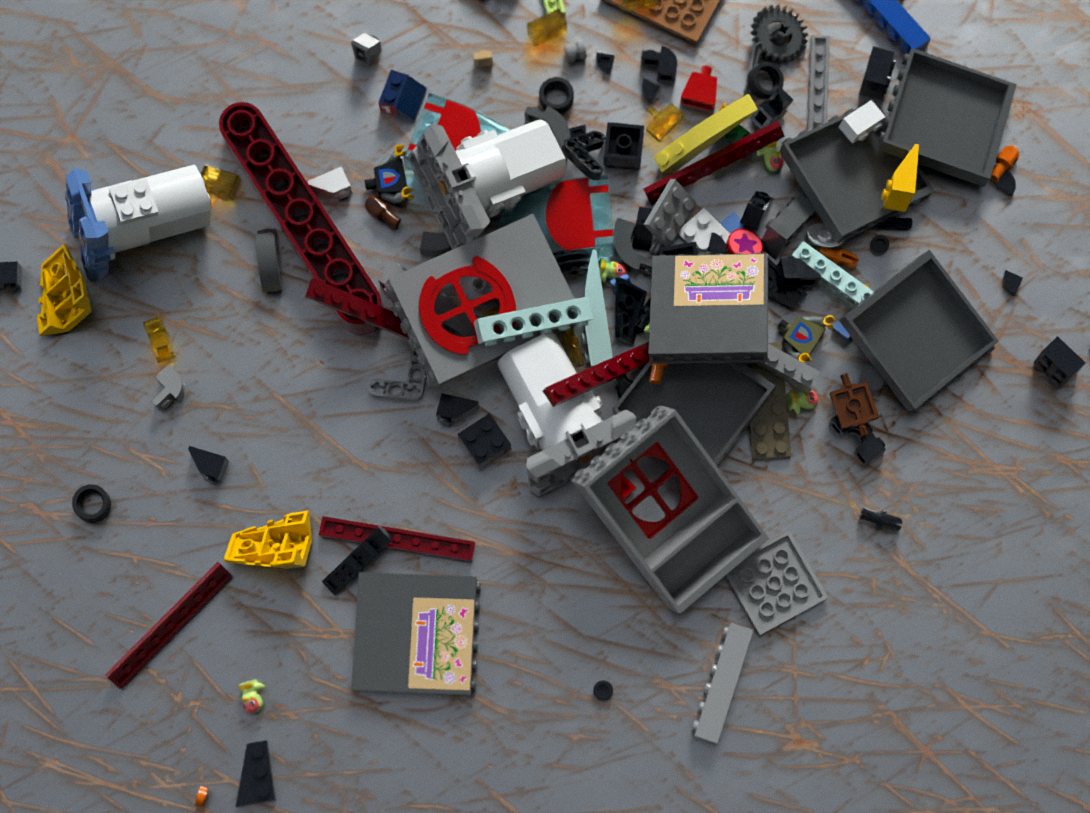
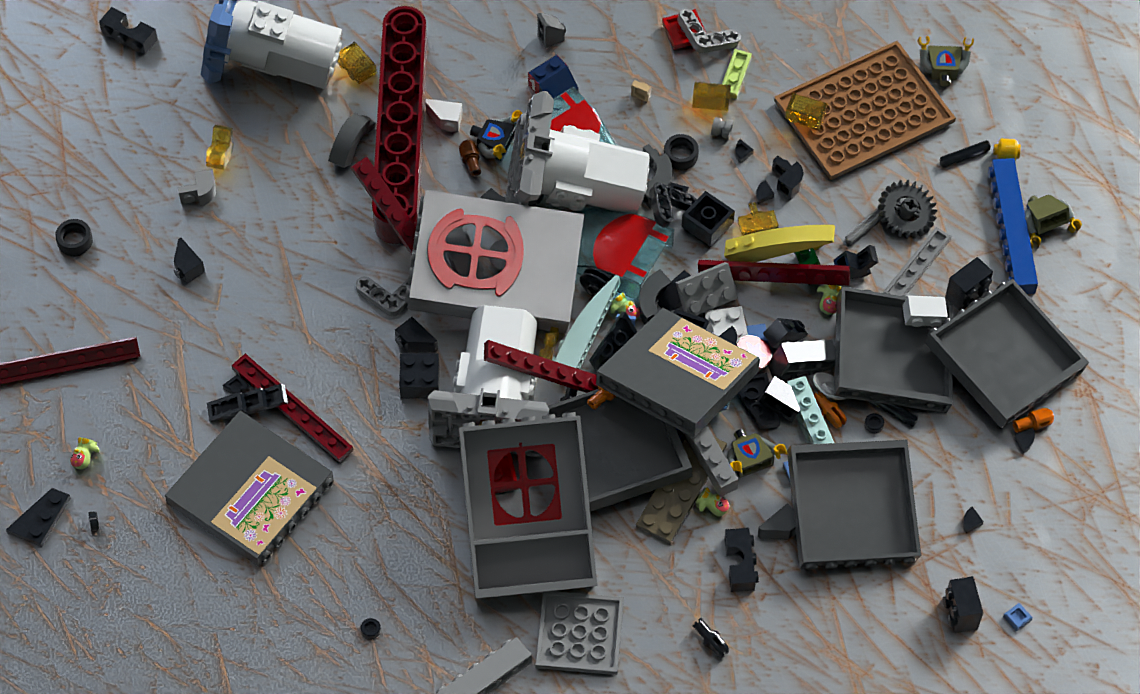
camera: 30 degrees right, 15 degrees down
(64, 294) = (172, 75): yellow wedge -> none
(274, 545) = (191, 352): yellow wedge -> none
(305, 750) = (93, 520): none -> black tile
(334, 548) = (236, 385): none -> black tile
(579, 306) = (517, 285): light aqua brick -> none
(700, 90) = (806, 212): red torso -> none
(773, 71) = (875, 226): black tyre -> none
(854, 405) = (752, 528): reddish brown plate -> none
(902, 185) = (922, 373): yellow slope -> none

